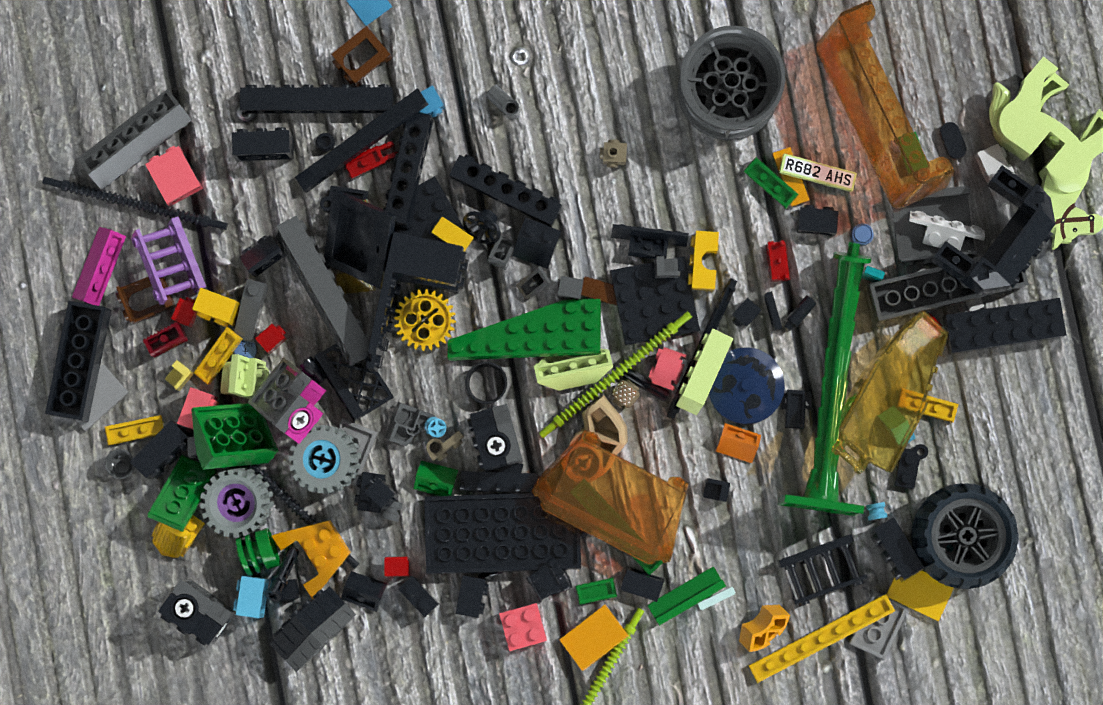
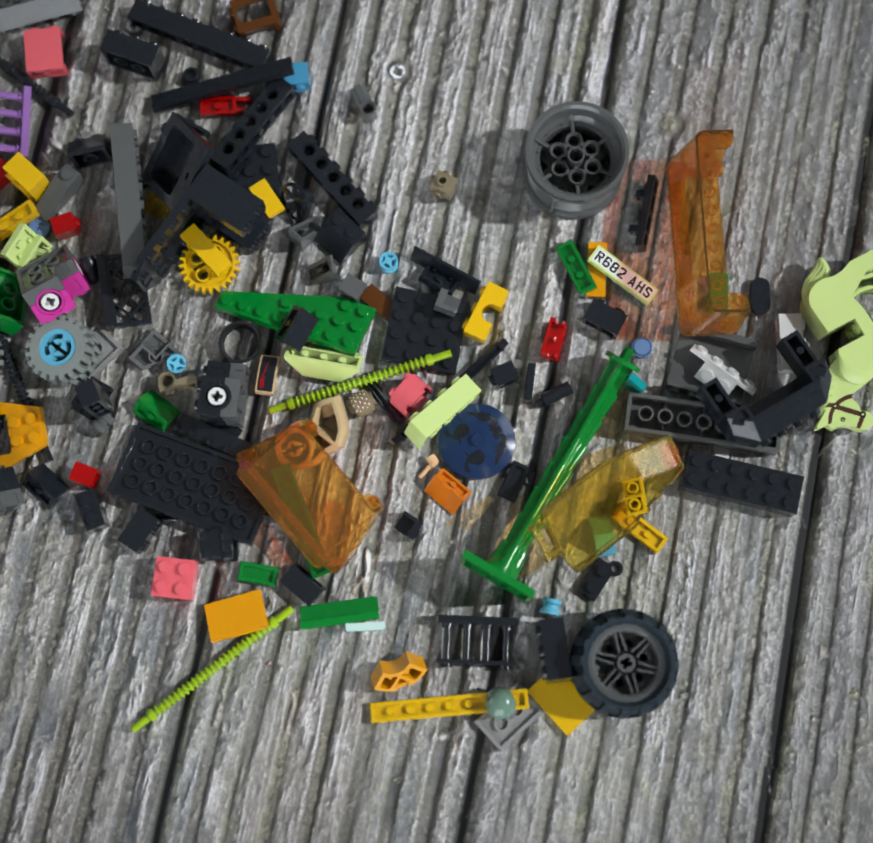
camera: 20 degrees right, 5 degrees down
(418, 309) = (206, 250): none -> yellow tile
(525, 403) = (267, 375): none -> slope
(537, 349) = (296, 328): none -> black panel
(593, 246) = (390, 259): none -> medium azure wheel
(713, 421) = (432, 461): none -> light nougat hand
(812, 86) = (648, 197): none -> black hinge
(867, 617) = (500, 703): none -> sand green hair
(913, 379) = (635, 497): none -> yellow slope

